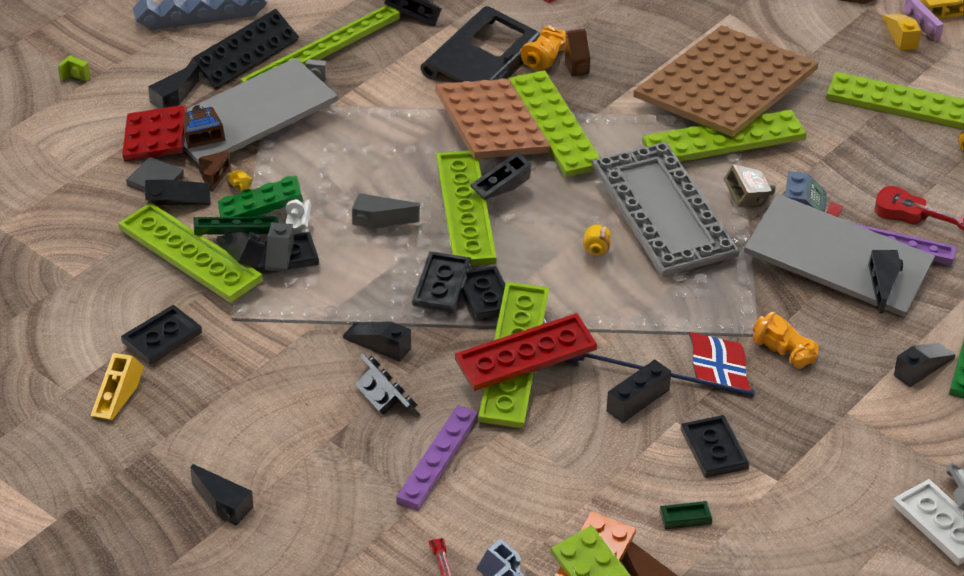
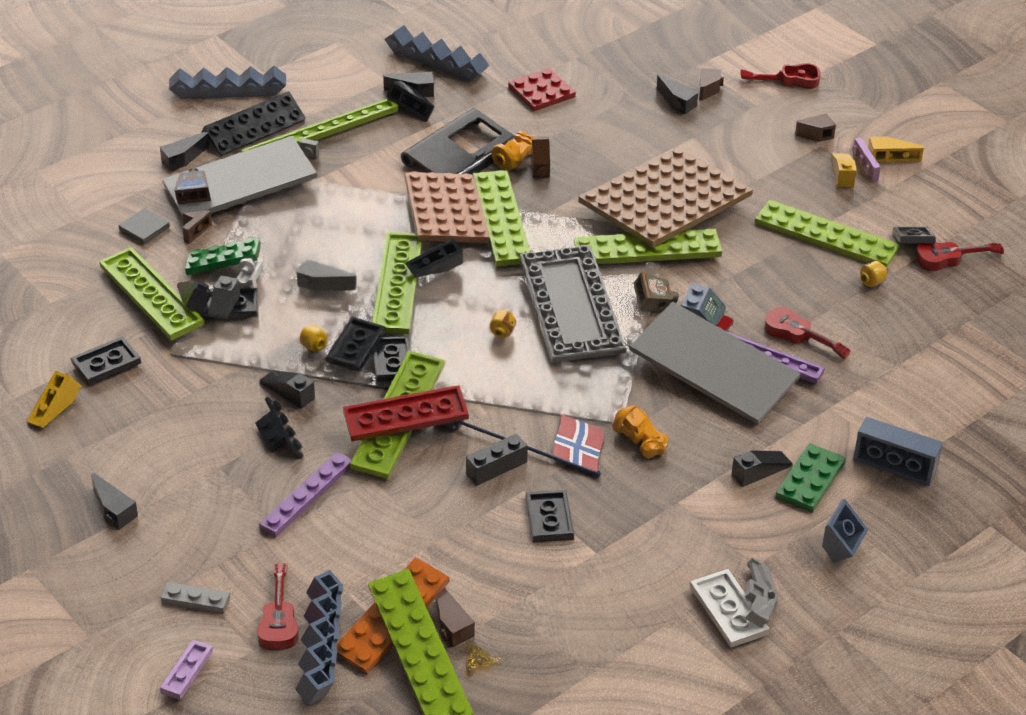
camera: 10 degrees right, 0 degrees up
(74, 67) = (104, 124): lime bracket -> none
(154, 133) = (152, 188): red plate -> none
(176, 192) = (155, 241): black slope -> none
(231, 225) = (195, 274): dark green tile -> none
(239, 180) = (212, 236): yellow hinge -> none
(392, 281) = (313, 338): none -> yellow head
(685, 515) = (504, 571): dark green tile -> none
(884, 272) = (747, 385): black slope -> none

